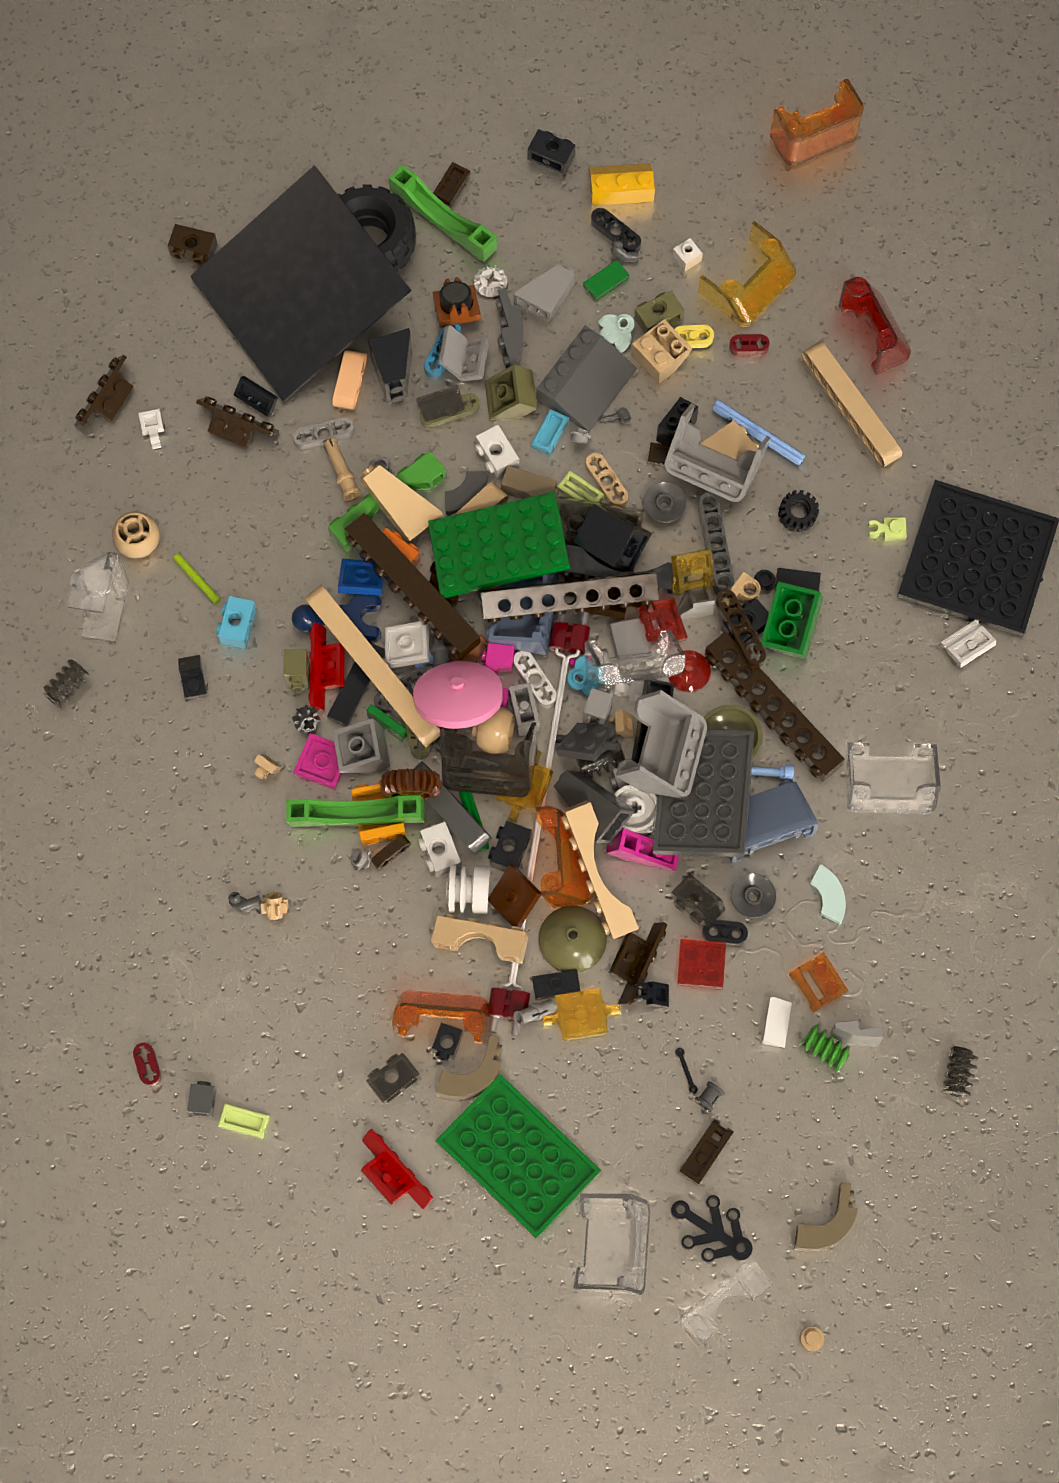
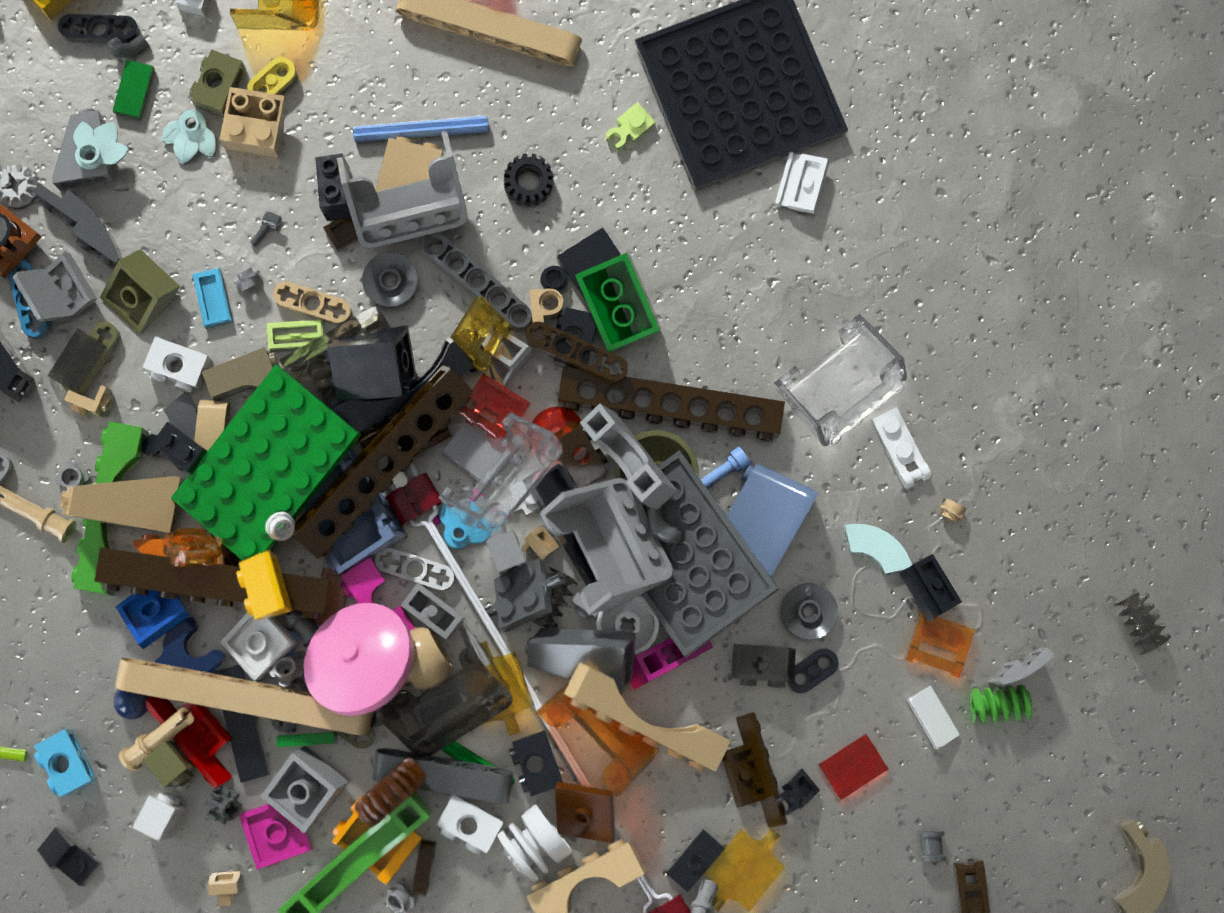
camera: 45 degrees left, 10 degrees up
(265, 693) = (160, 816): none -> white brick
(276, 649) = (132, 757): none -> tan pin
(408, 672) = (283, 665): none -> light grey plate
(416, 554) = (192, 547): none -> clear orange plate
(429, 438) = (83, 405): none -> tan bracket
(440, 606) = (264, 586): none -> yellow slope
(456, 495) = (175, 446): none -> black hinge
(475, 586) = (283, 532): none -> white plate
(561, 292) = (101, 142): none -> light aqua plate
(569, 953) = (650, 801): olive dish -> none
(585, 379) = (202, 214): dark grey slope -> none
(680, 1054) = (867, 825): black hinge -> none
(701, 679) = (590, 466): none -> dark brown brick
(701, 964) = (816, 721): clear red plate -> none
(701, 1010) = (853, 766): none -> clear red plate
(703, 766) = (661, 528): none -> dark grey arm
(721, 701) = (641, 471): none -> light grey arch
(749, 345) = (330, 39): dark red beam -> none
(841, 942) = (930, 587): none -> black plate
(895, 847) = (900, 447): none -> white plate
(896, 910) = (952, 510): none -> tan plate

